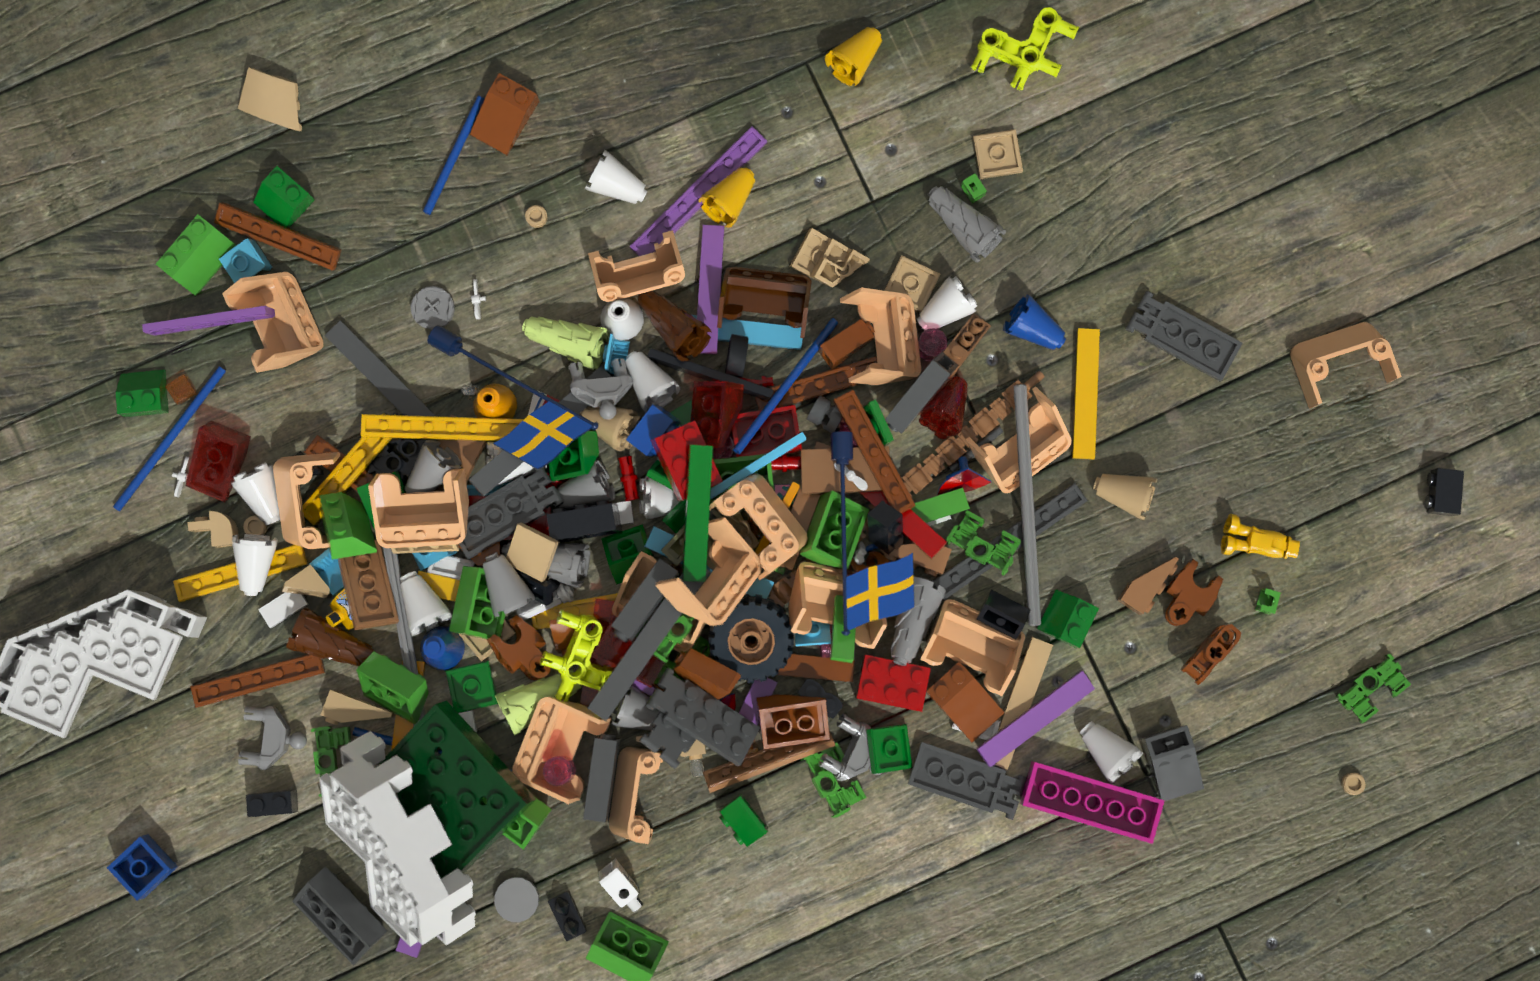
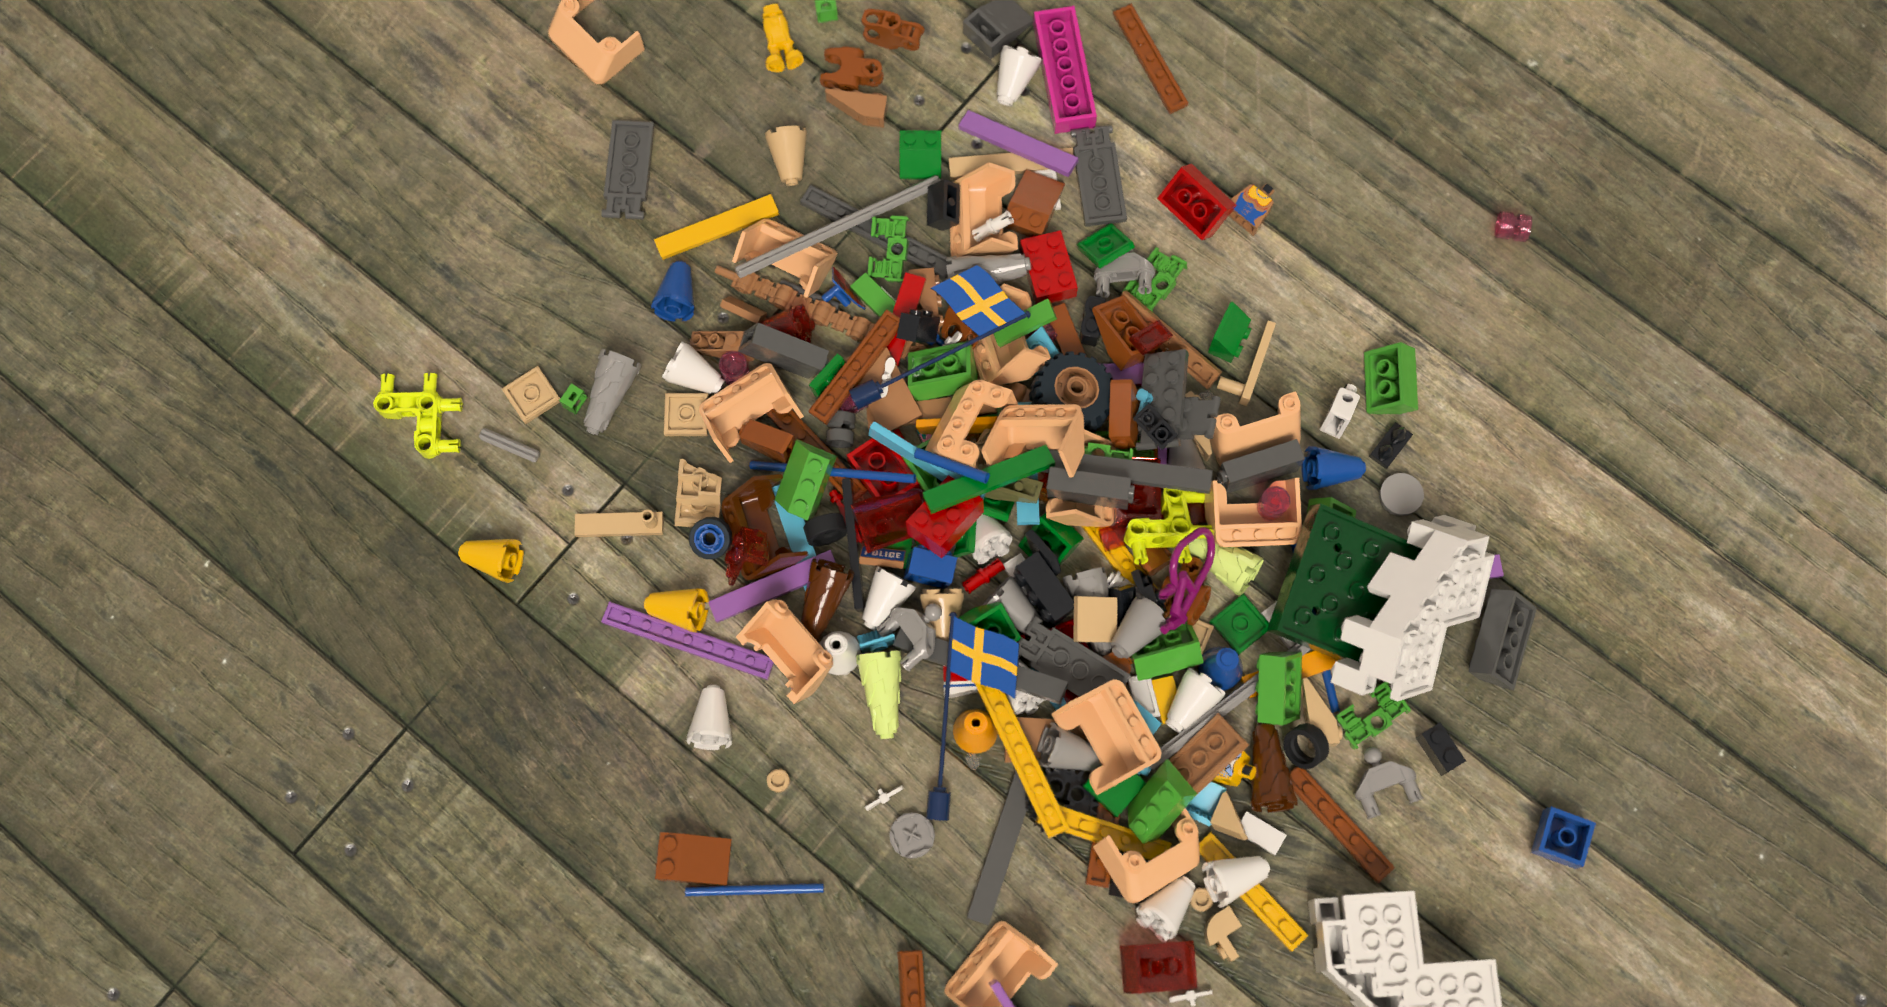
camera: 115 degrees left, 10 degrees down
(330, 674) = (1296, 755): none -> black tyre
(515, 633) = (1178, 585): none -> magenta piece
(528, 615) = (1147, 589): none -> black slope
(570, 844) = (1329, 468): none -> blue cone
(614, 536) = (1036, 544): none -> black tile
(675, 693) = (1155, 426): none -> black slope
(682, 400) = (883, 557): none -> tile
(683, 807) = (1246, 390): none -> tan piece
(709, 700) = (1145, 398): none -> medium azure hand
(725, 485) = (951, 465): none -> blue piece
(747, 276) = (748, 546): none -> clear red bracket
(771, 739) = (1150, 337): none -> clear red tile
(787, 260) = (698, 540): none -> wheel
(788, 356) = (805, 480): none -> bright green slope
(835, 180) = (619, 524): none -> tan piece
(862, 911) = (1252, 207): none -> torso
(889, 857) = (1196, 201): none -> red brick
(957, 114) = (509, 445): none -> light grey axle
(957, 648) = (992, 226): none -> white pin
(988, 380) = (743, 309): none -> medium nougat tile
(1068, 896) = (1150, 59): none -> dark orange tile

